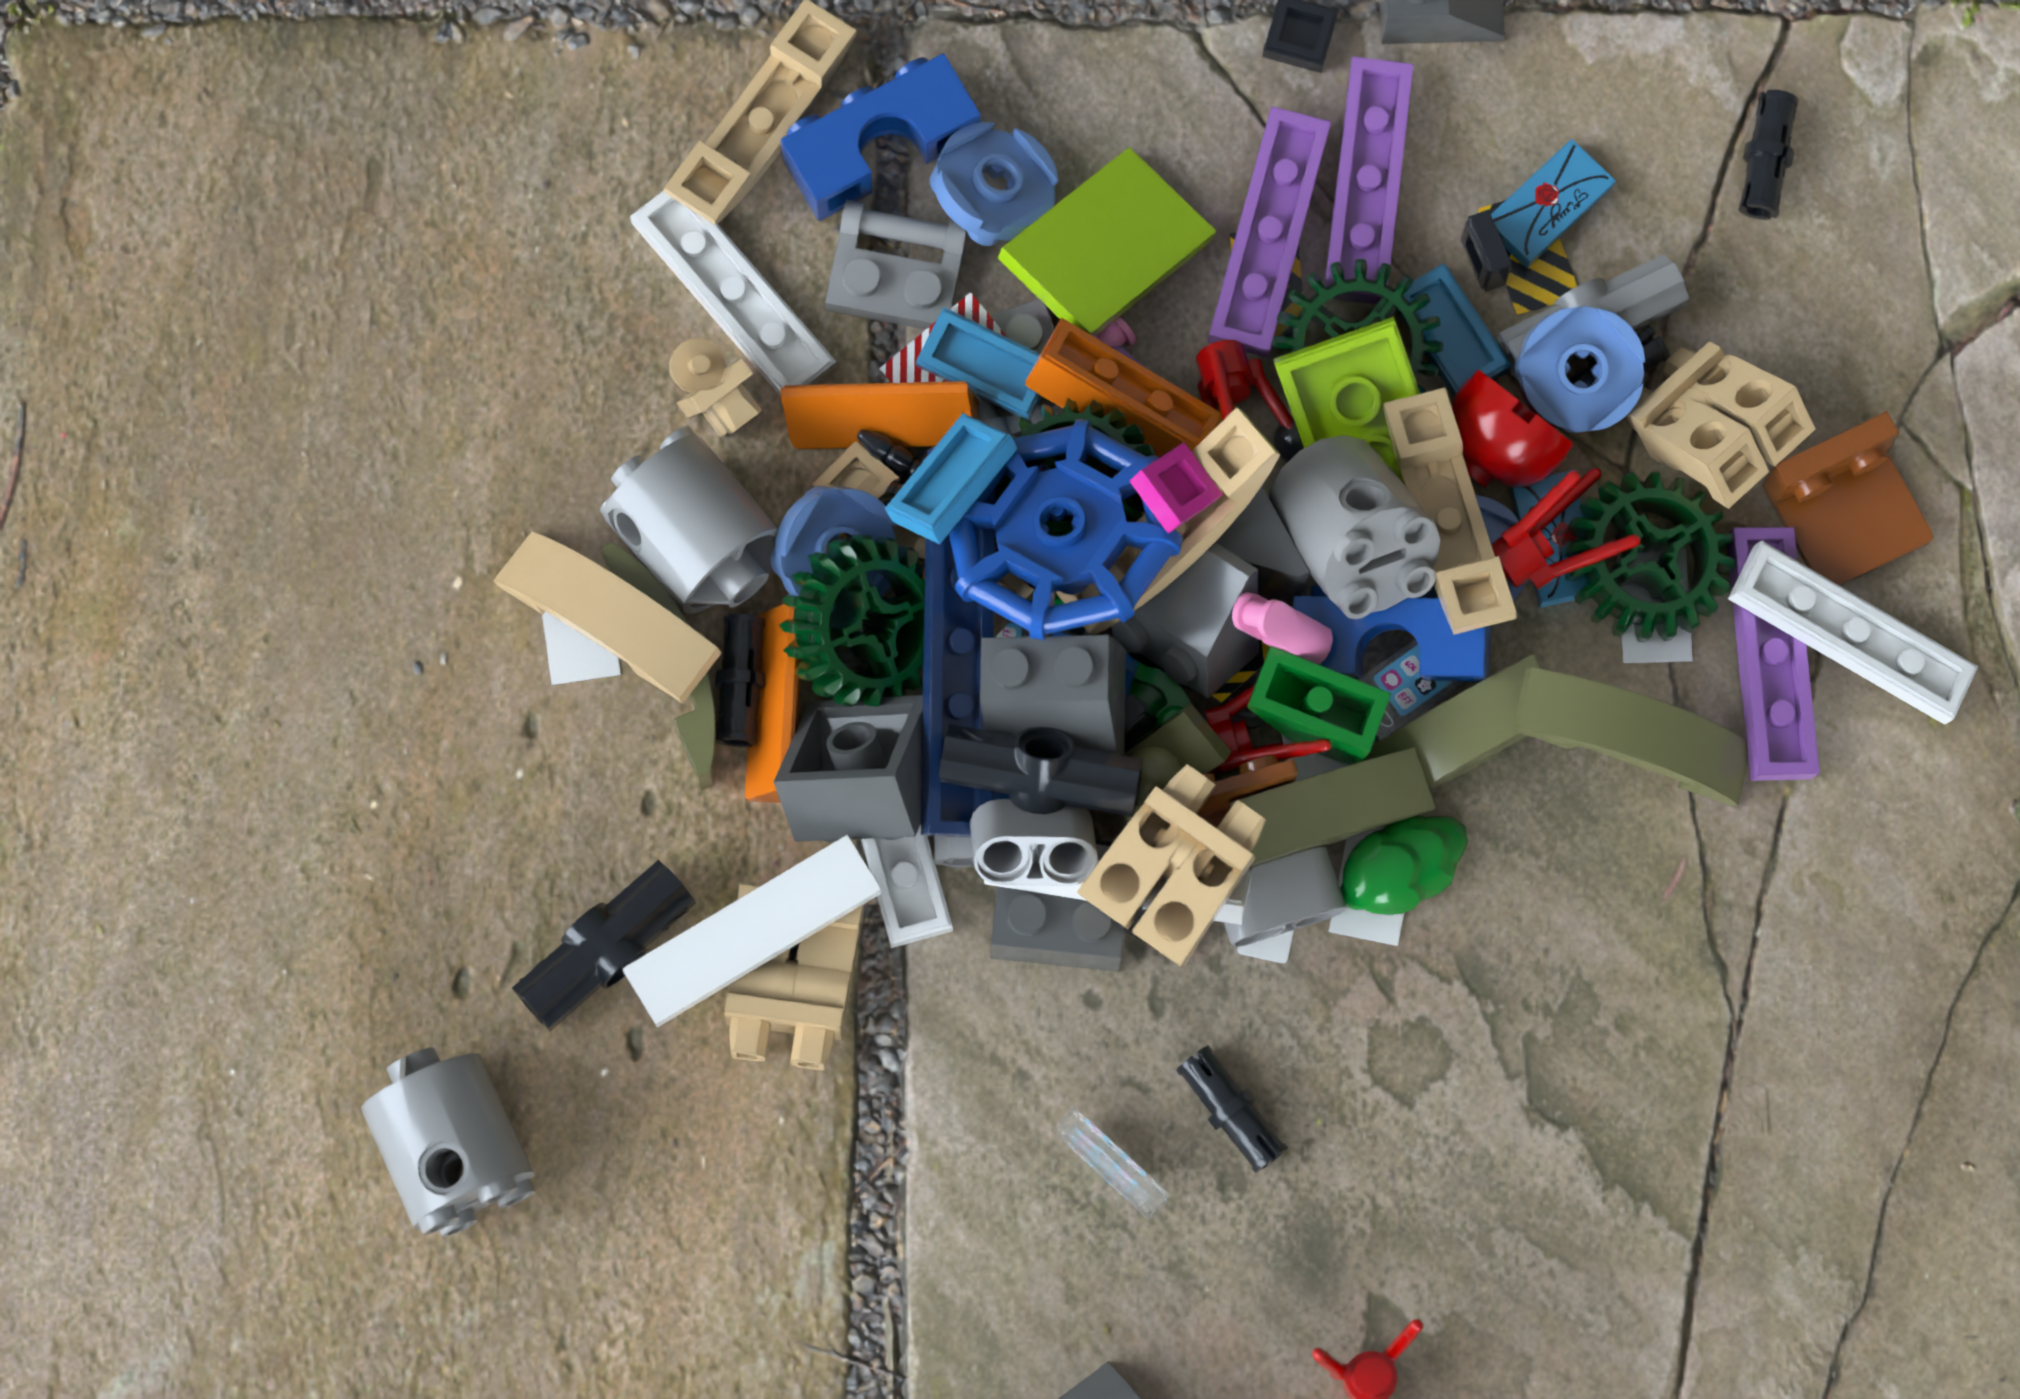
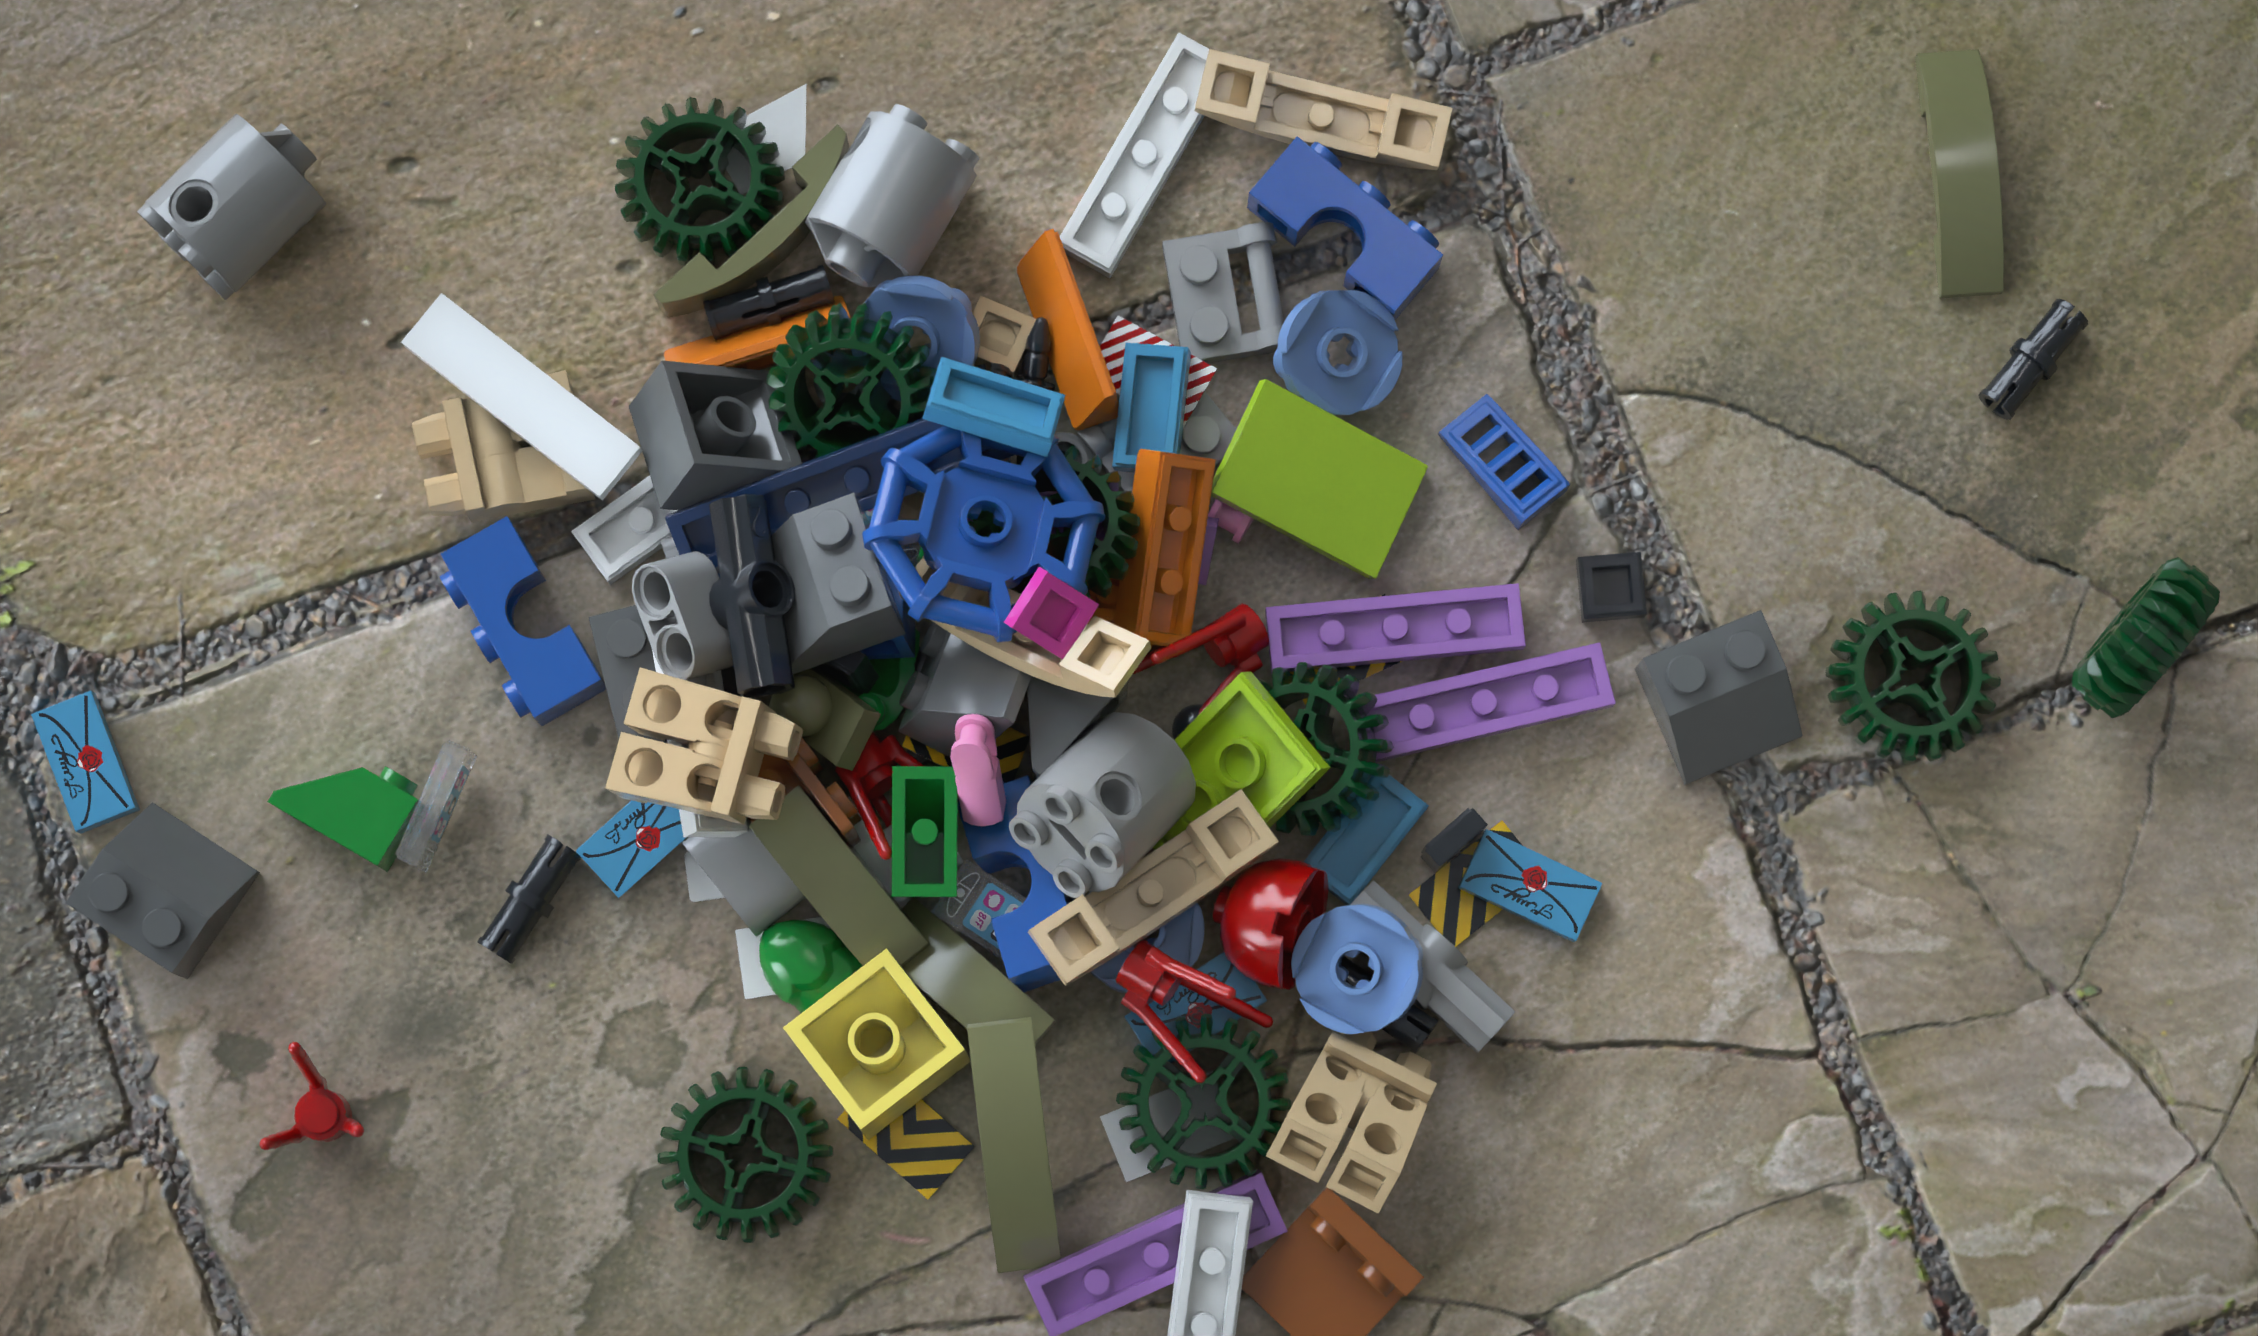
camera: 70 degrees right, 5 degrees up
(577, 718) = (711, 158): none -> dark green gear
(603, 944) = (474, 274): black piece -> none
(609, 613) = (774, 156): tan slope -> none
(714, 387) = (1031, 166): tan hips -> none
(910, 1036) = (491, 576): none -> blue arch
(1090, 1240) = (355, 810): none -> green slope
(1142, 60) = (1537, 463): none -> blue slope
(1215, 988) = (632, 843): none -> dark azure tile
(1495, 826) = (877, 1044): none -> light yellow slope
(1576, 843) = (917, 1146): none -> sticker
(1582, 946) = (692, 1140): none -> dark green gear
(1768, 154) = (1663, 1080): black pin -> none

